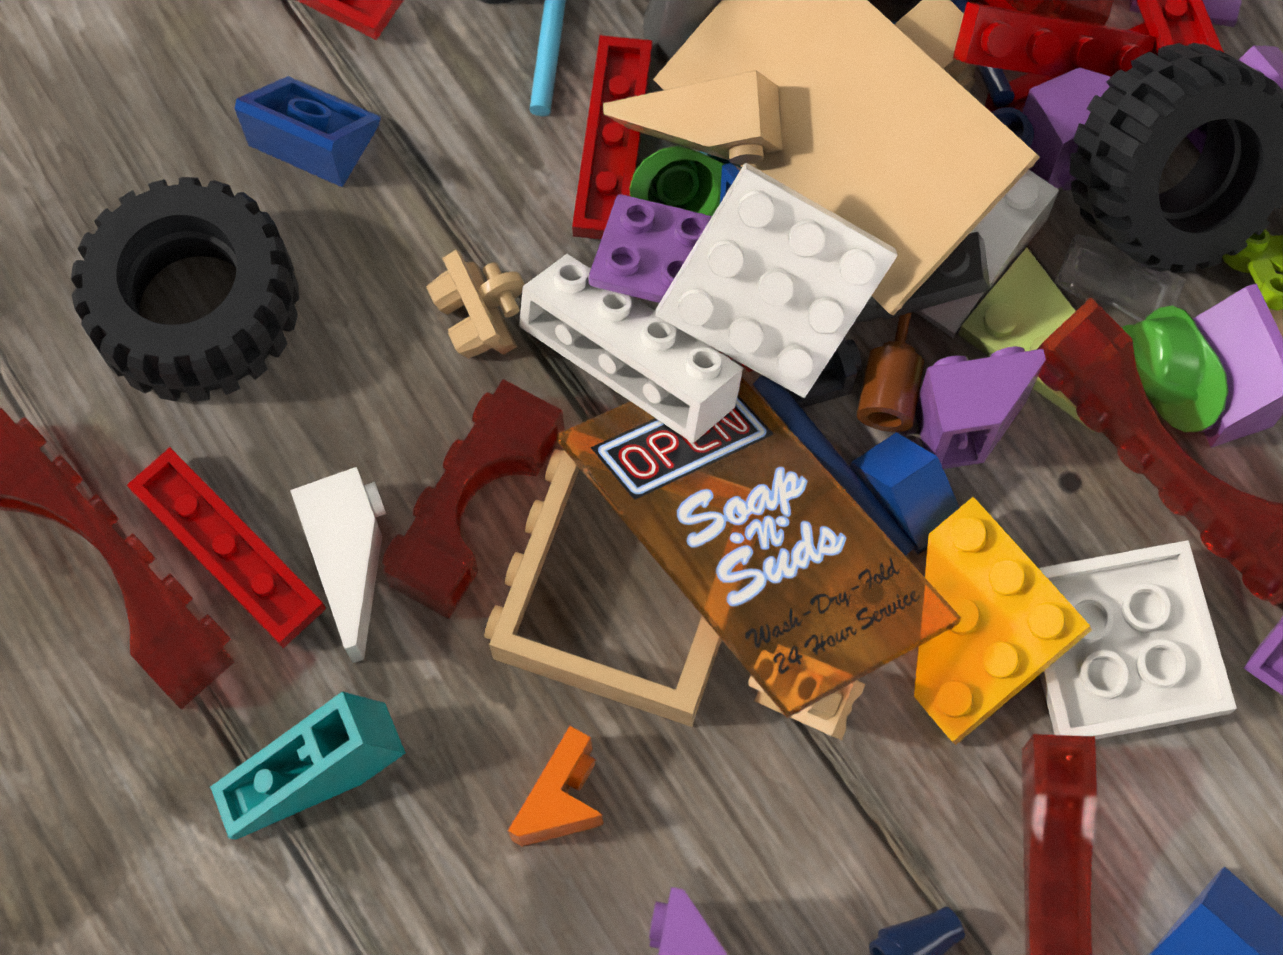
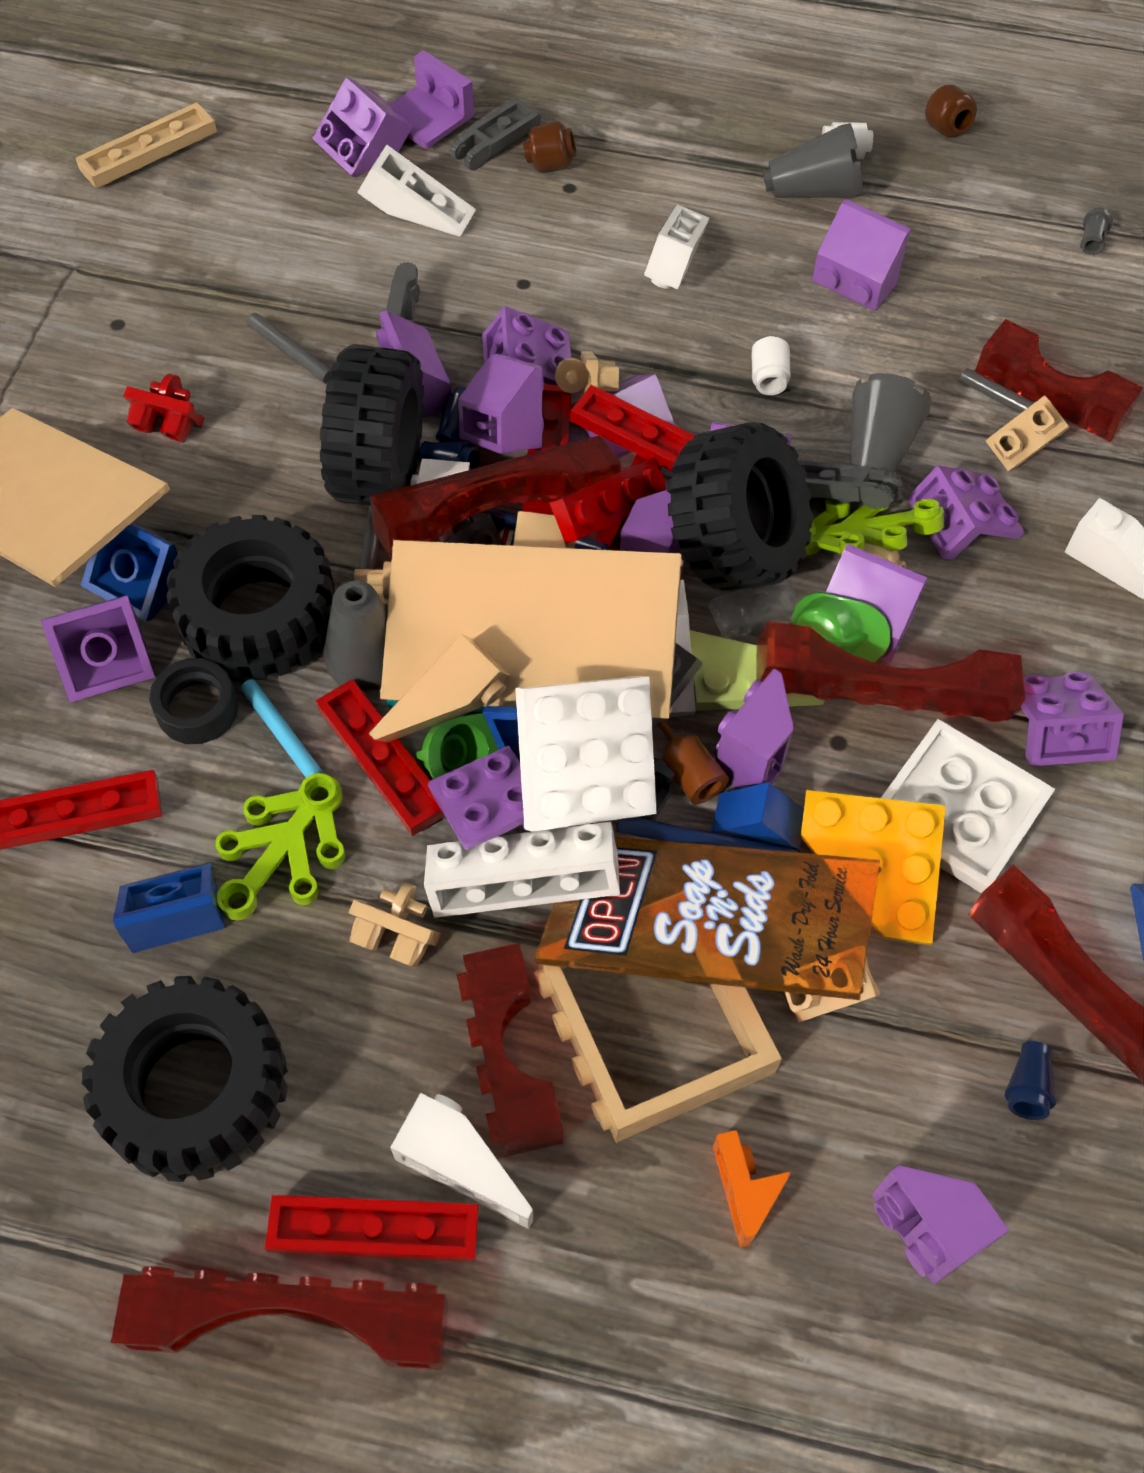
camera: 45 degrees left, 10 degrees down
(308, 764) = (570, 1325): teal slope -> none
(457, 147) = (282, 840): none -> lime plant

